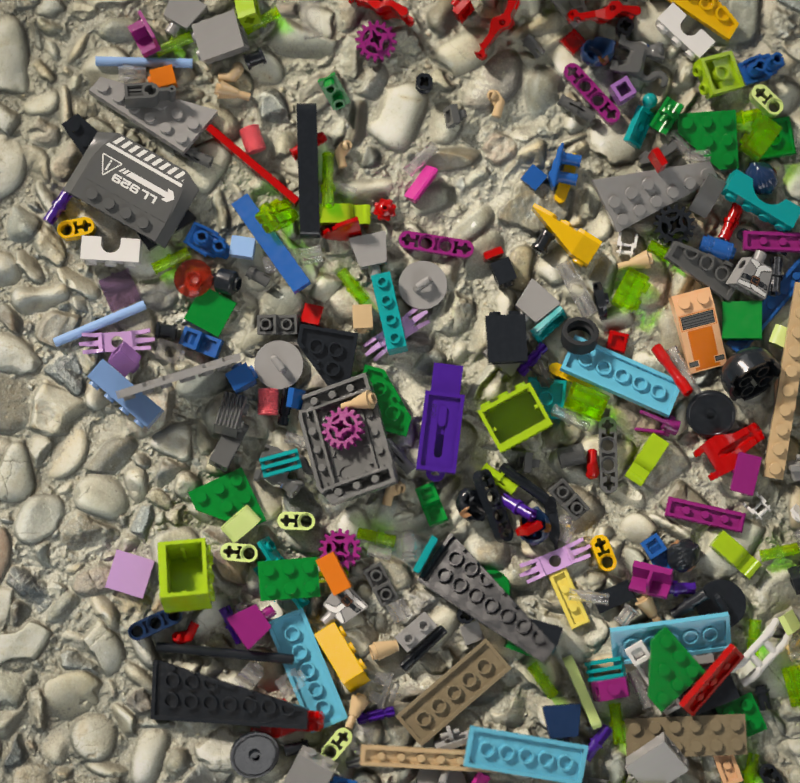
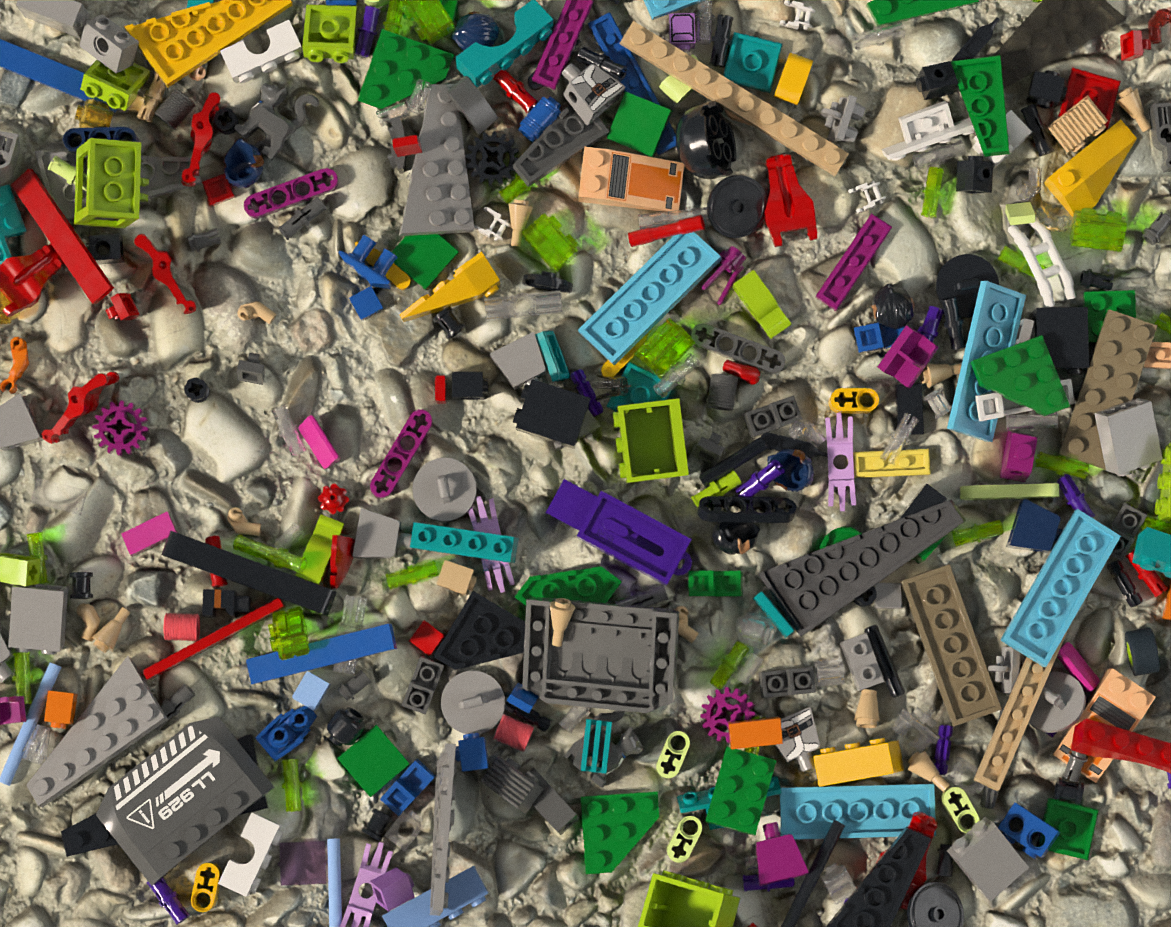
camera: 70 degrees left, 0 degrees up
(147, 94) = (73, 746): dark grey piece -> none
(189, 270) = (313, 768): clear red dish -> none
(240, 523) = (650, 823): yellowish green beam -> none
(283, 164) = (224, 600): none -> black hips
(284, 688) = (872, 846): clear brick -> none
(308, 90) = (148, 534): none -> dark pink slope
(334, 91) = (163, 503): green hips -> none
(347, 435) = (576, 648): magenta gear -> none
(528, 528) = (791, 477): red tile -> none
(582, 324) = (571, 313): black tyre -> none
(583, 205) = (424, 257): none -> green tile
(590, 671) = (988, 472): teal tile -> none
(617, 341) = (605, 283): red tile -> none
(622, 91) = (304, 155): medium lavender brick -> none
(640, 121) = (349, 147): teal plate -> none
(666, 116) = (356, 114): green hips -> none
(711, 680) = (1055, 332): red plate -> none
(730, 101) = (367, 31): none -> dark purple axle
(735, 554) = (915, 245): lime piece -> none
(745, 474) = (825, 194): magenta panel -> none

